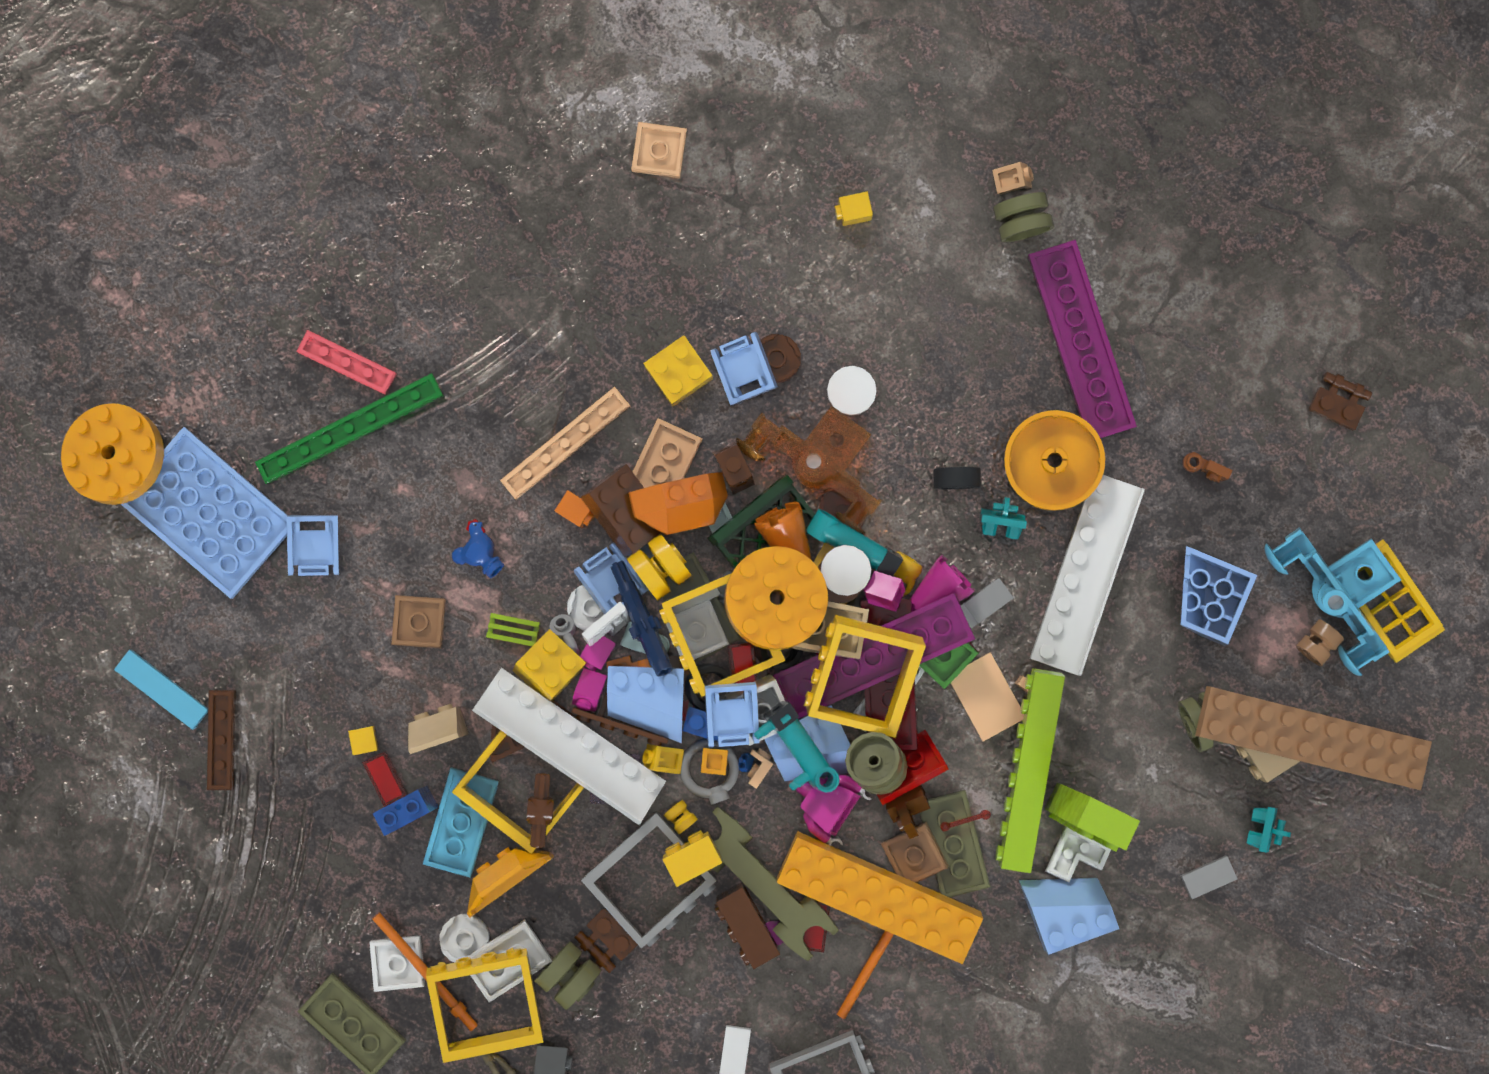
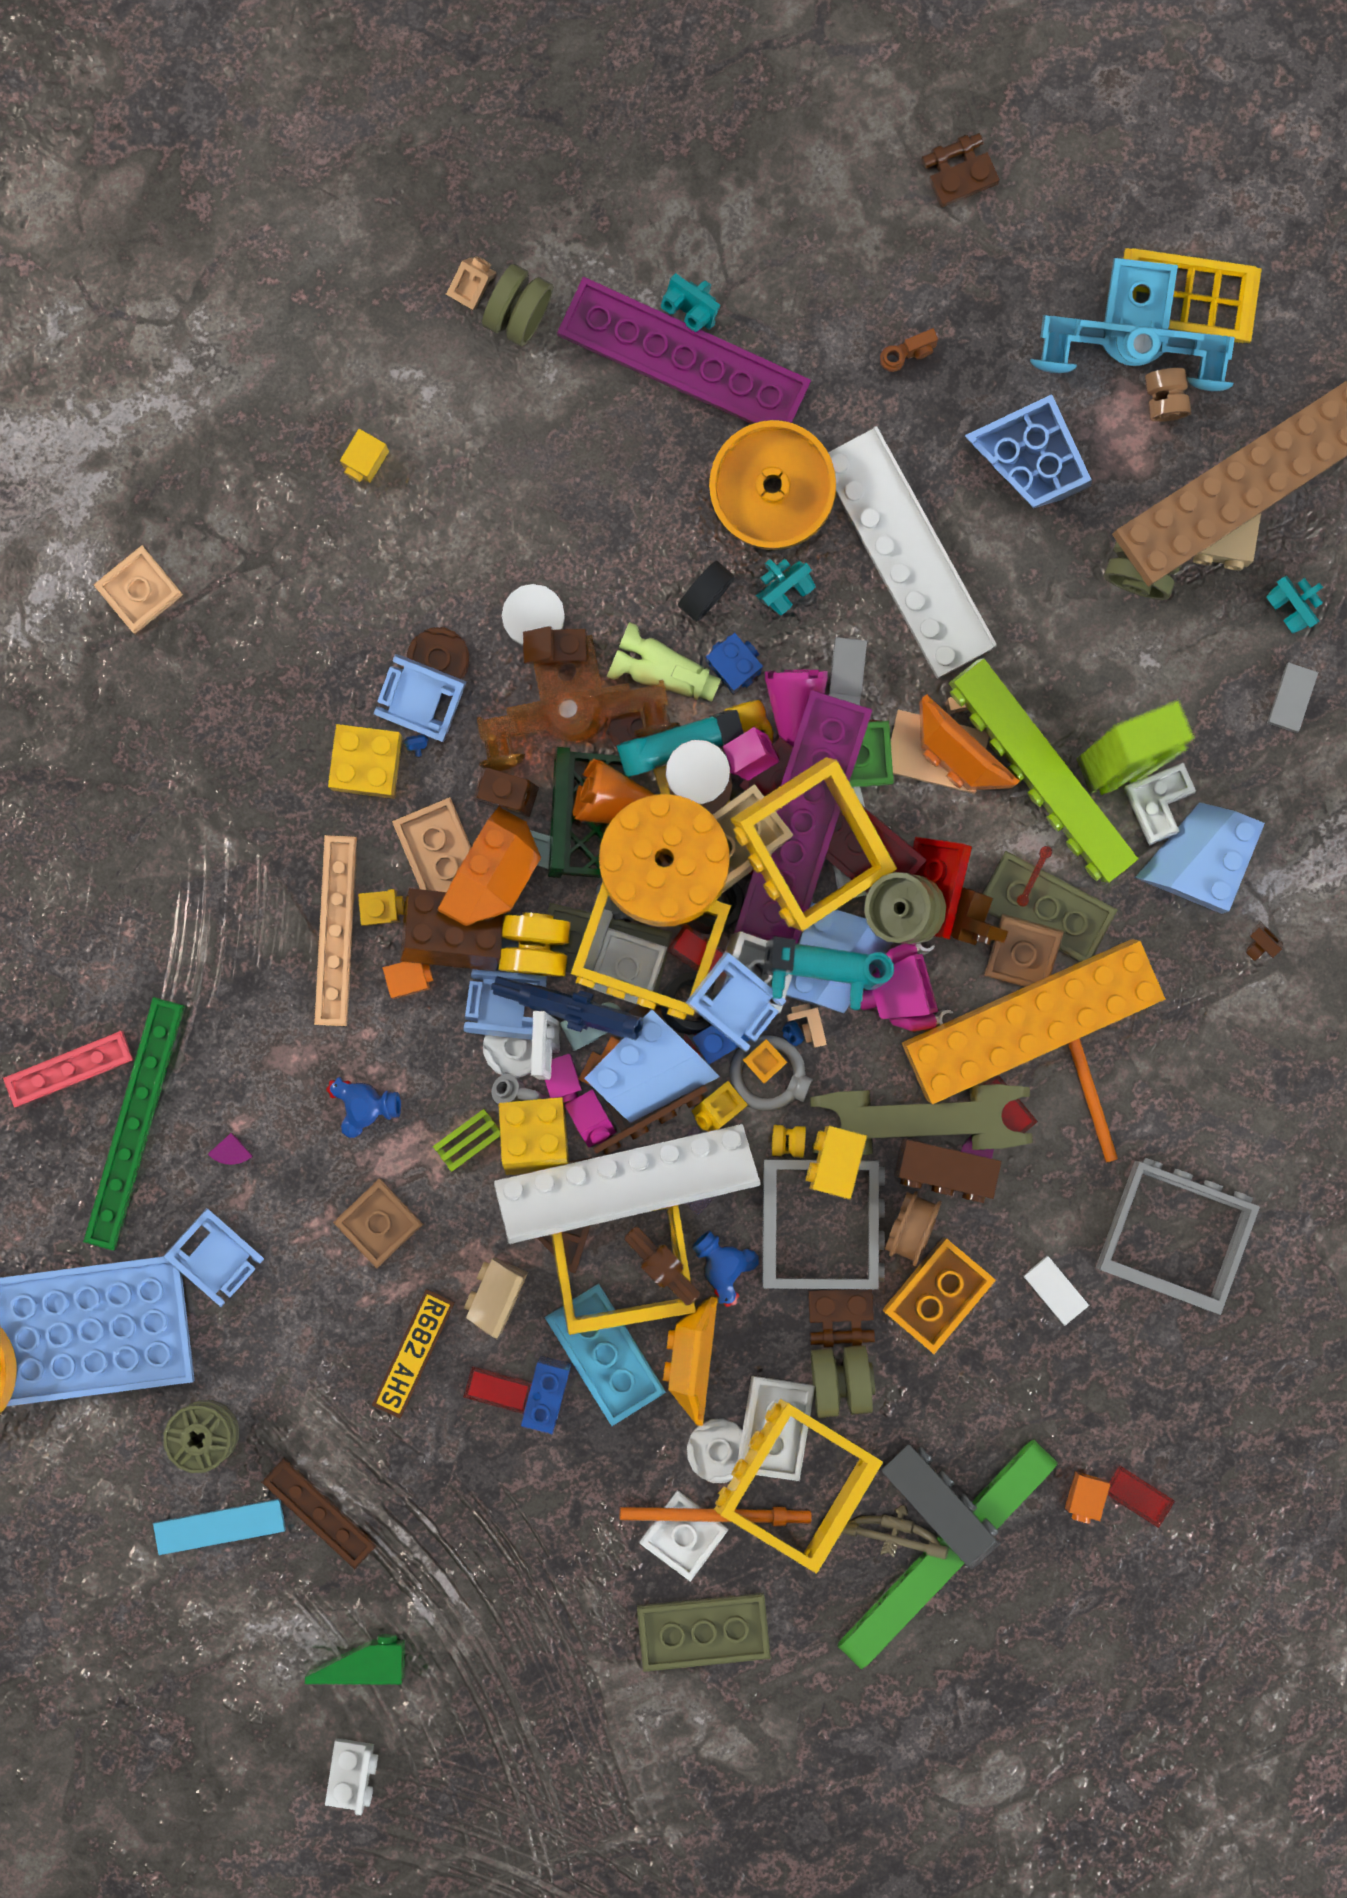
camera: 45 degrees left, 0 degrees up
(85, 895) = (350, 1775): none -> white bracket
(159, 848) = (372, 1663): none -> green slope
(217, 627) = (214, 1422): none -> olive wheel
(361, 710) = (413, 1353): none -> tile
(363, 740) = (443, 1377): yellow tile -> none
(383, 499) = (230, 1151): none -> magenta tile
(574, 845) = (723, 1265): none -> blue animal
(602, 457) = (380, 907): none -> yellow bracket
(669, 986) = (938, 1295): none -> light orange brick
(695, 936) = (912, 1227): none -> medium nougat wheel
(715, 390) = (416, 743): none -> blue rock
(845, 419) = (554, 646): none -> reddish brown slope
(891, 492) = (662, 663): none -> yellowish green piece
(930, 532) = (735, 663): none -> blue head
(998, 710) = (959, 752): none -> orange wedge
(1049, 990) = (1263, 941): none -> reddish brown tile
(1120, 316) = (692, 300): none -> teal hips

